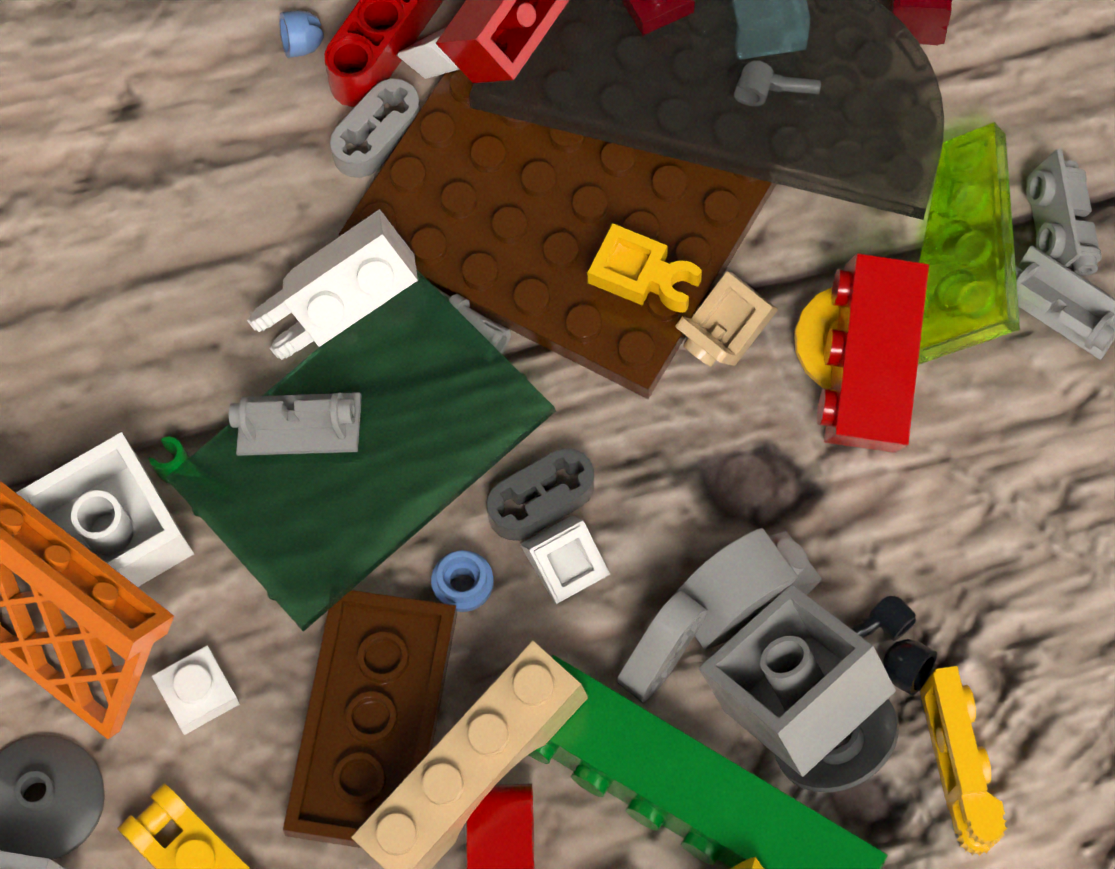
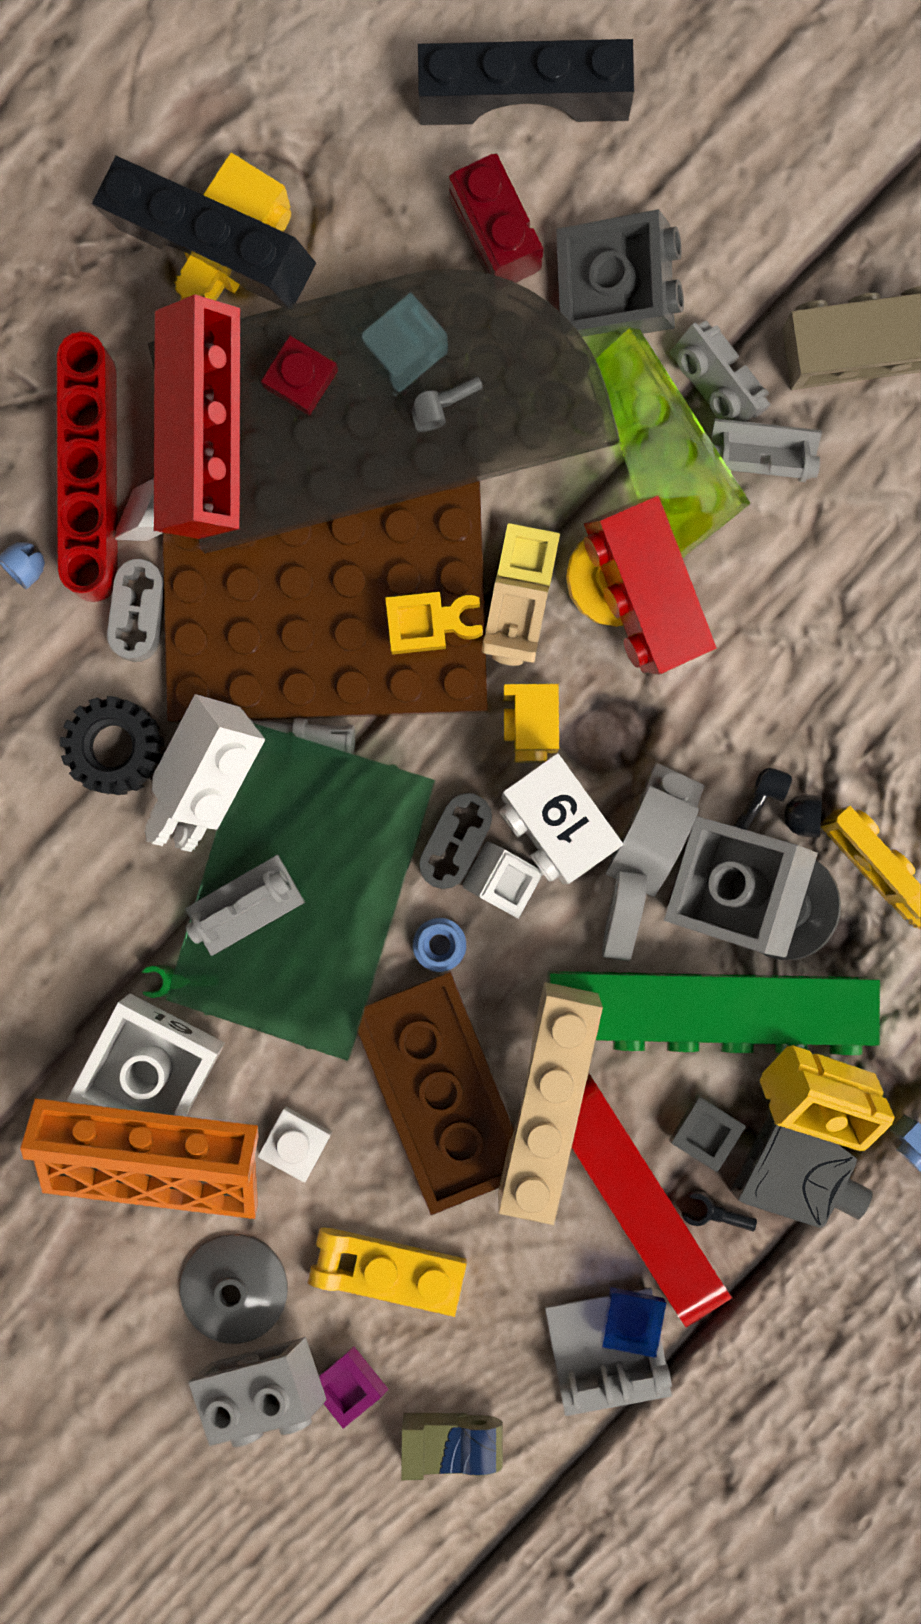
camera: 25 degrees left, 20 degrees up
(267, 198) = (81, 737): none -> black tyre
(649, 514) = (559, 821): none -> white brick
(686, 420) = (533, 720): none -> yellow brick
(777, 272) = (528, 554): none -> light yellow plate
(1016, 77) = (620, 274): none -> dark grey plate

